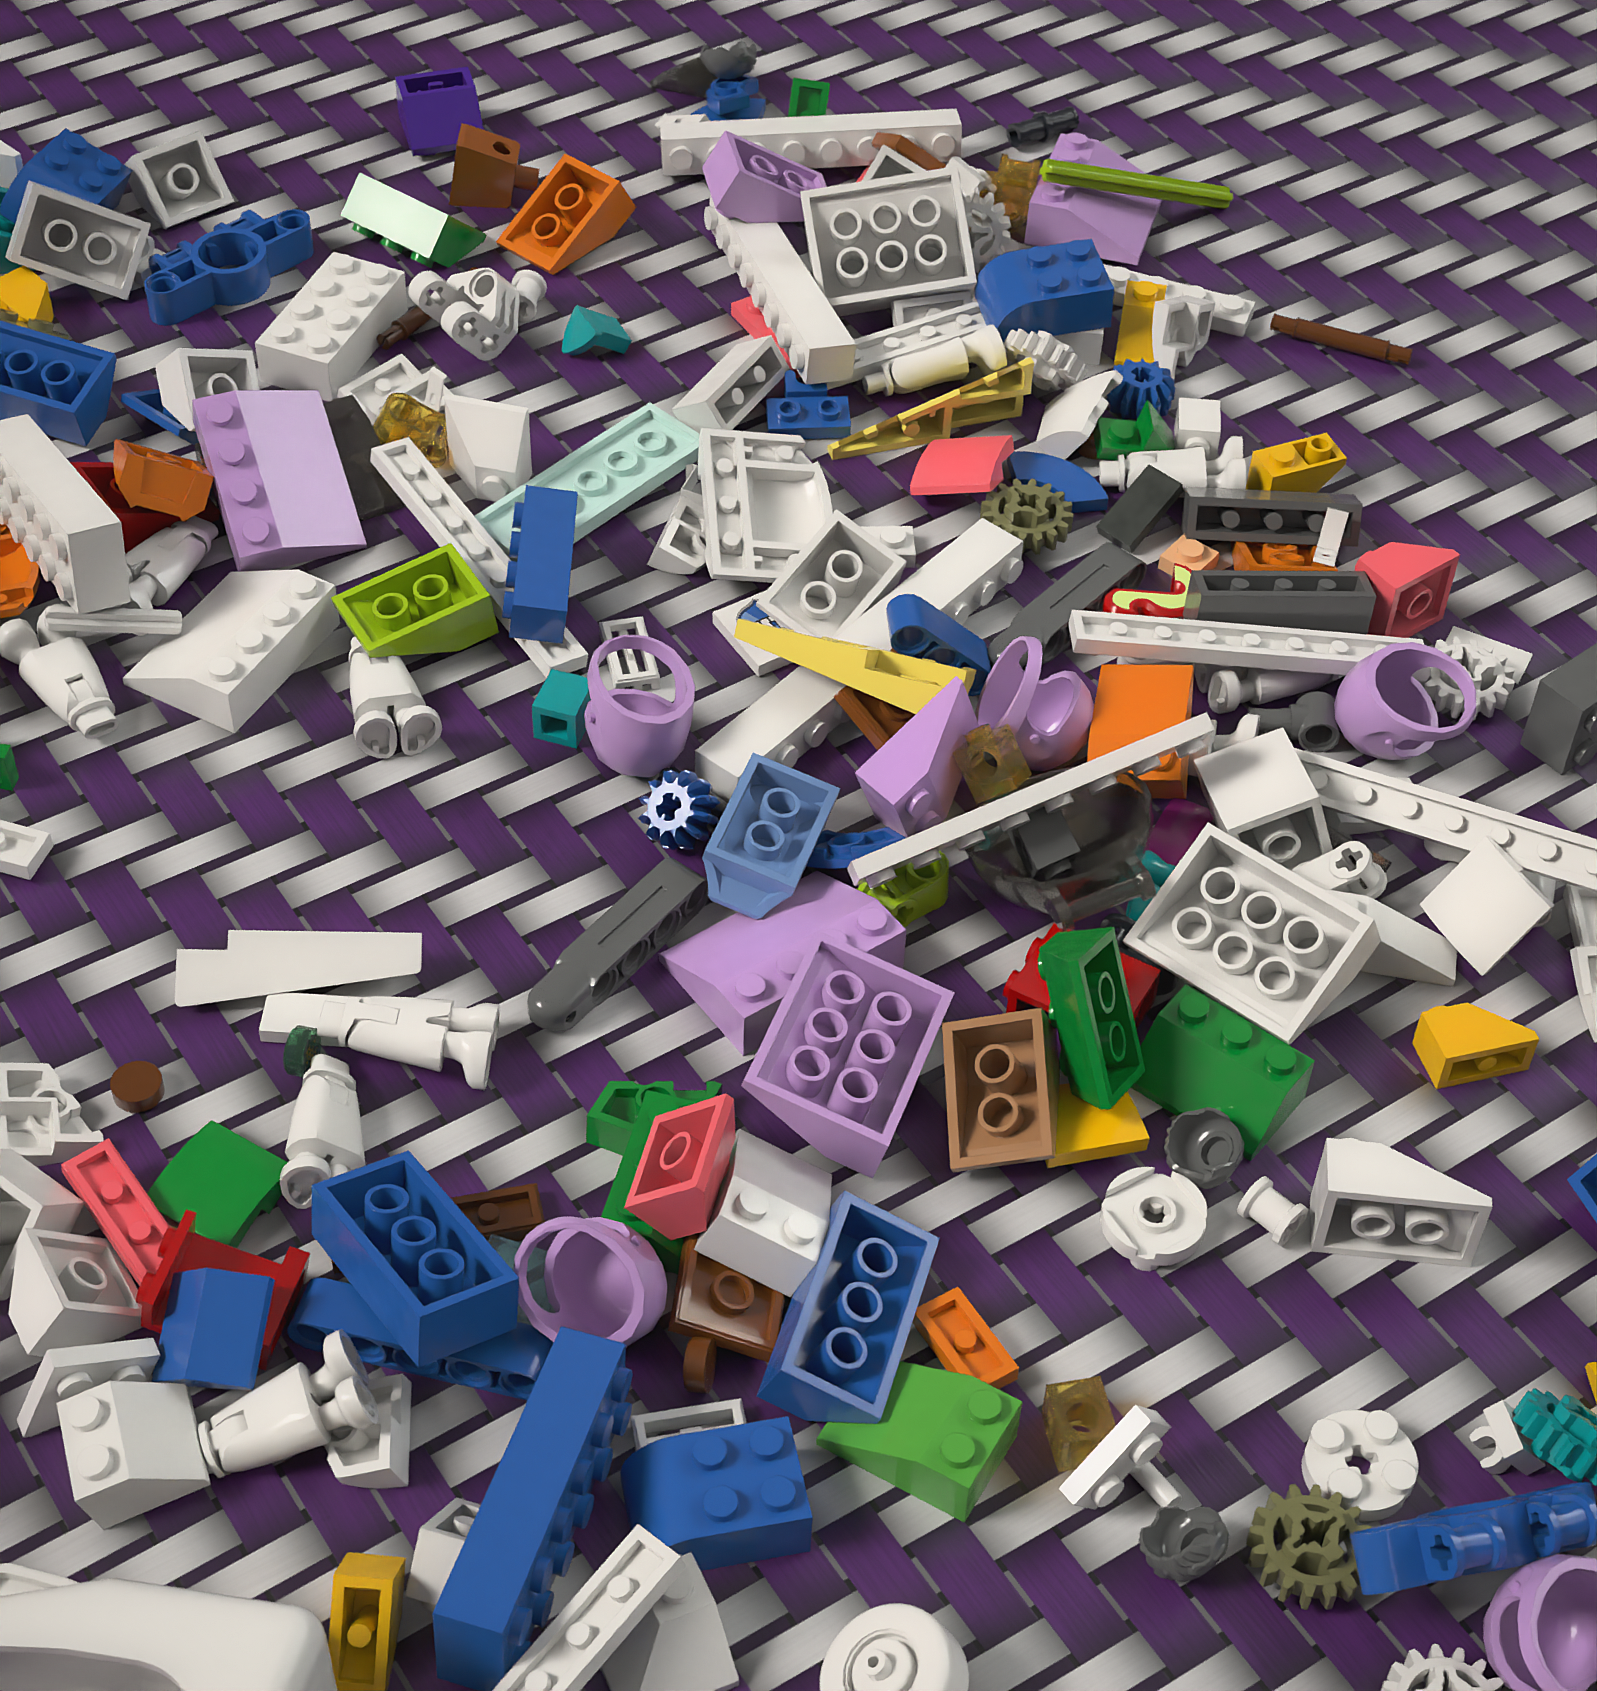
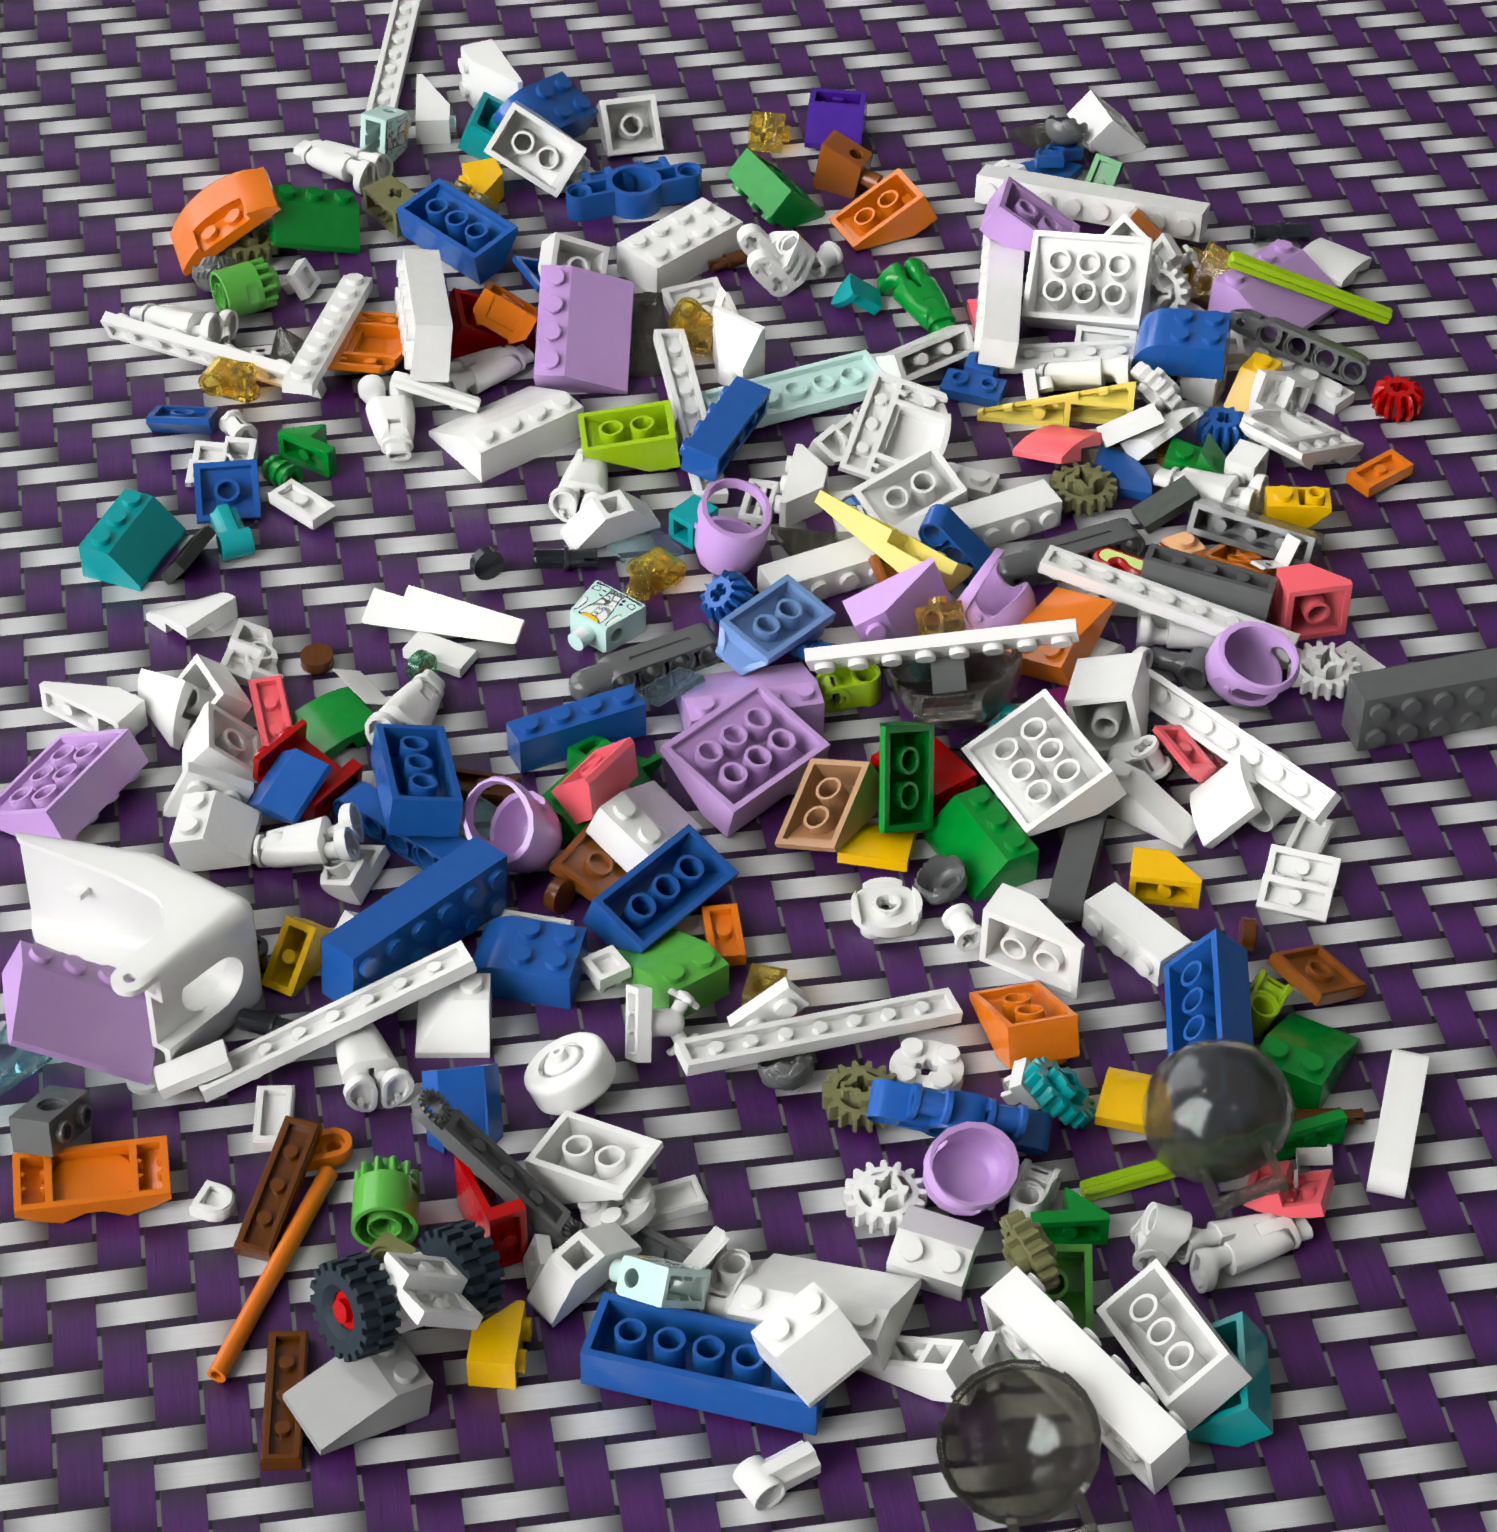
camera: 25 degrees right, 5 degrees down
(230, 1112) = (361, 686): none -> white sticker
(312, 856) = (486, 563): none -> black tile
(350, 137) = (763, 141): none -> clear yellow brick
(416, 1031) = (495, 675): white piece -> none
(417, 815) = (564, 558): none -> black axle
(449, 745) = (608, 520): none -> white slope
(514, 767) = (643, 543): none -> clear light blue piece
(524, 891) = (605, 619): none -> light aqua torso
(551, 801) = (653, 573): none -> clear yellow piece
(562, 1089) = (546, 735): none -> blue brick
(672, 314) = (917, 294): none -> green piece
(673, 970) = (670, 686): none -> clear light blue piece
(677, 609) = (800, 487): none -> white slope
(726, 696) = (799, 540): none -> clear smoke slope
(776, 54) = (1107, 128): none -> white slope
(840, 1468) = (606, 968): none -> white tile
(889, 395) = (1035, 385): none -> white tile
(961, 1541) = (648, 1022): none -> white piece
(1040, 415) = (1130, 425): none -> white slope
(1132, 143) = (1337, 261): none -> white slope
(1184, 262) = (1254, 329): none -> dark grey piece
(1191, 1470) = (817, 1031): none -> white plate
(1237, 376) = (1299, 436): none -> white slope
(1309, 295) = (1397, 398): none -> red gear
(1341, 339) = (1404, 434): reddish brown piece -> none
(1350, 396) = (1379, 473): none -> orange plate
(1360, 1071) = (1076, 867): none -> dark grey piece
(1402, 850) = (1192, 756): none -> coral slope
(1448, 1335) = (1027, 1023): none -> orange slope
(1494, 1140) = (1133, 931): none -> white brick

